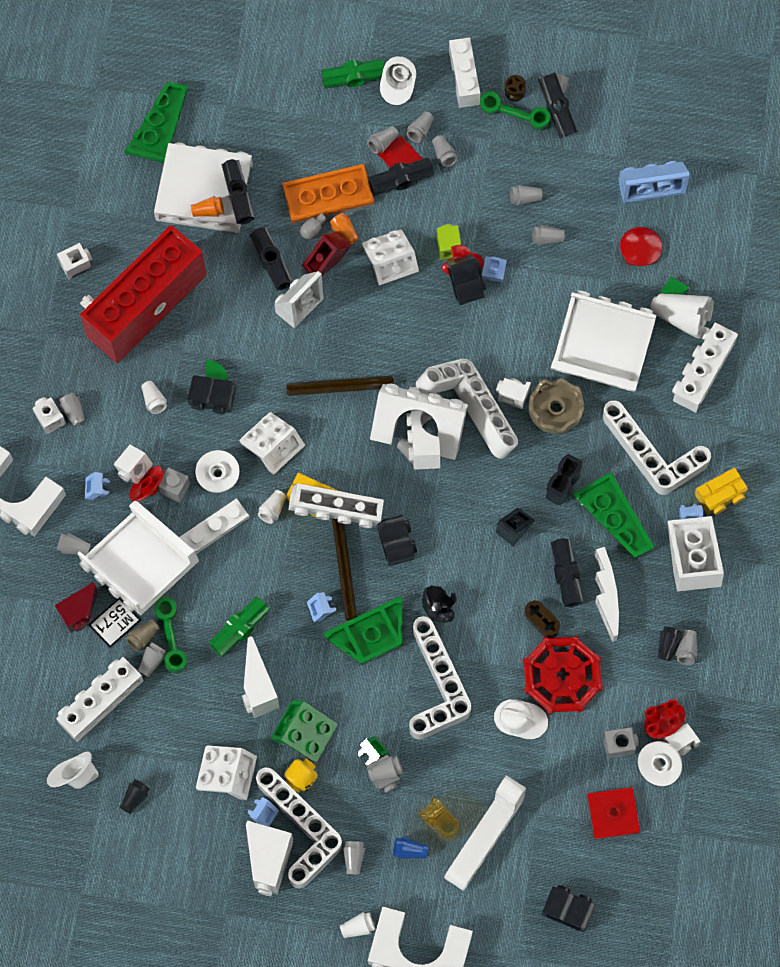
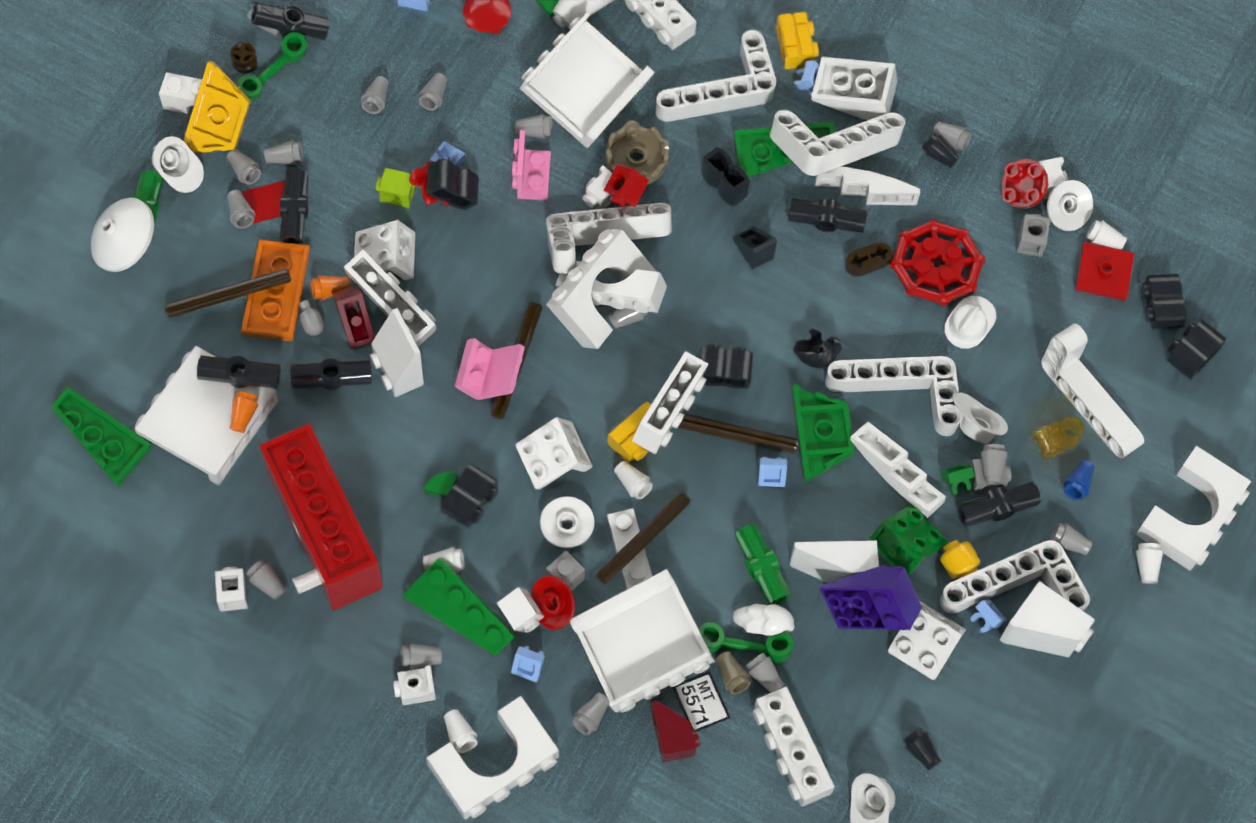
camera: 75 degrees left, 5 degrees down
(24, 459) = (460, 732): none -> white cone
(92, 280) = (265, 578): none -> light grey cone
(121, 417) = (457, 605): none -> green wing
(194, 643) = (764, 619): none -> white arm
(223, 530) = (643, 538): none -> dark brown axle
(230, 715) = (873, 600): none -> dark purple slope
(307, 160) = (227, 293): none -> dark brown axle
(318, 365) = (487, 371): none -> bright pink bracket
(322, 67) = (122, 234): none -> white dish
(346, 272) = (387, 295): none -> white brick
(360, 702) = (892, 464): none -> white slope
(362, 790) = (999, 504): none -> black piece
(428, 748) = (977, 420): none -> white piece
(448, 87) = (217, 113): none -> yellow wing
(506, 331) = (530, 171): none -> bright pink bracket
(516, 405) = (625, 186): none -> red brick
(550, 323) = (535, 126): none -> light grey cone
(603, 869) = (1164, 301): none -> black brick
(630, 555) = (824, 154): none -> white beam
(646, 803) = (1105, 235): none -> white cone

